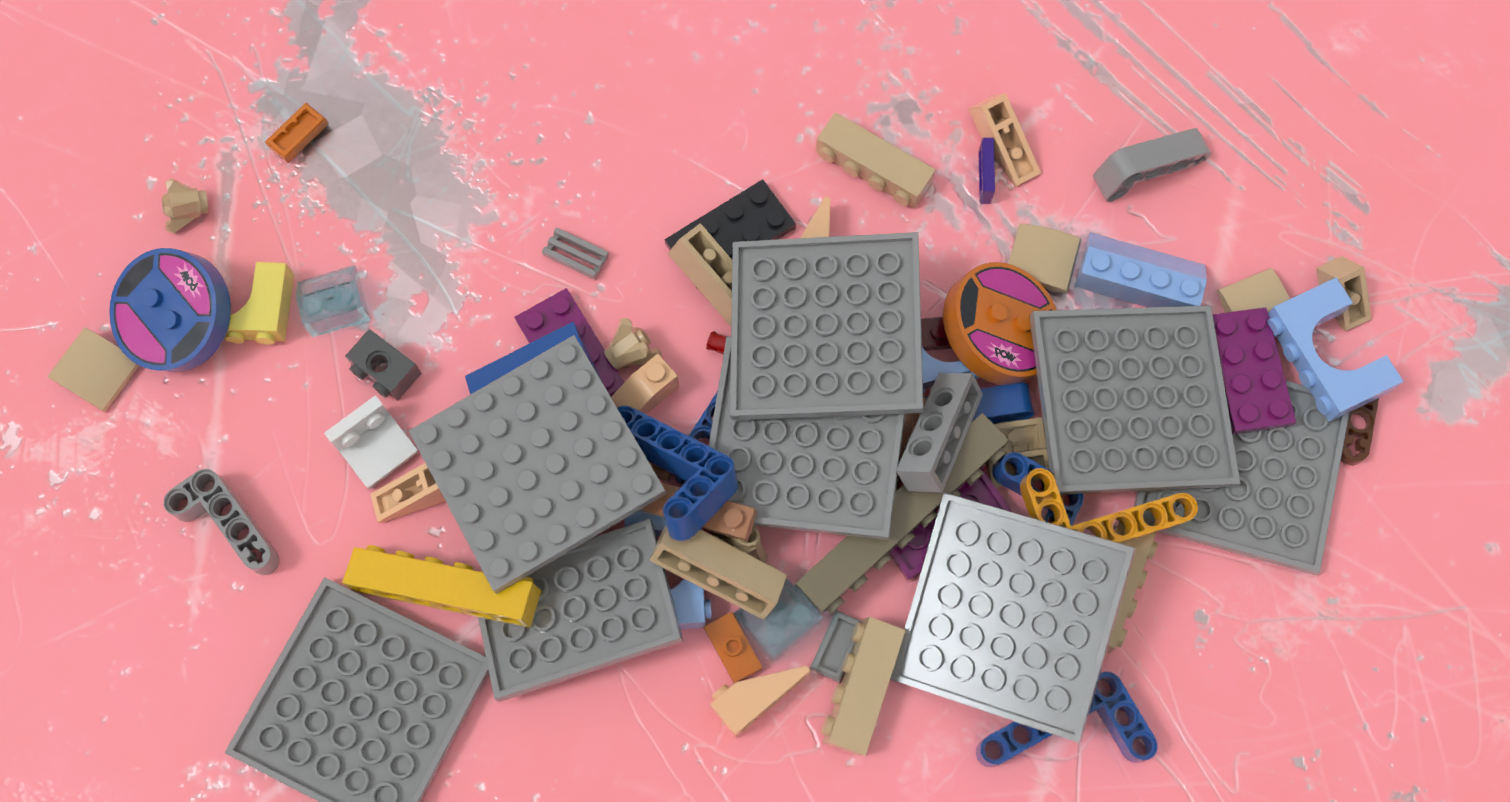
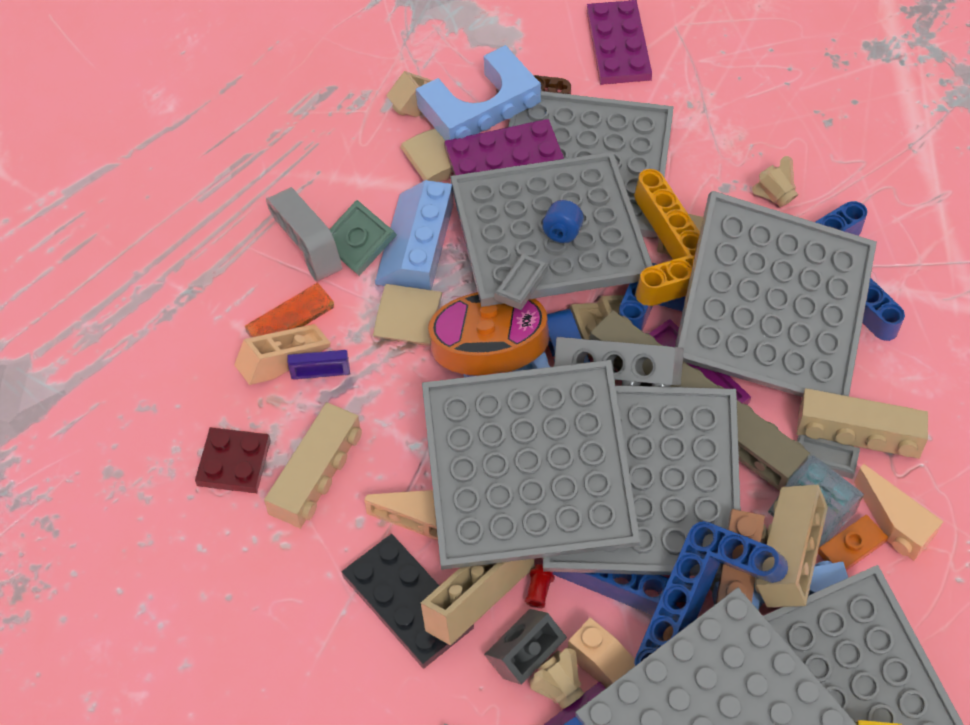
camera: 95 degrees left, 15 degrees down
(663, 321) = (525, 646): none -> dark grey brick
(891, 95) = (233, 460): none -> dark red plate
(1050, 149) = (292, 313): none -> clear orange plate
(1050, 351) = (521, 281): none -> light grey tile
(1124, 401) = (563, 221): none -> blue head
(1143, 216) = (360, 237): none -> sand green tile
(1194, 669) = (777, 183): none -> tan rock
(1435, 531) = (619, 42): none -> magenta plate

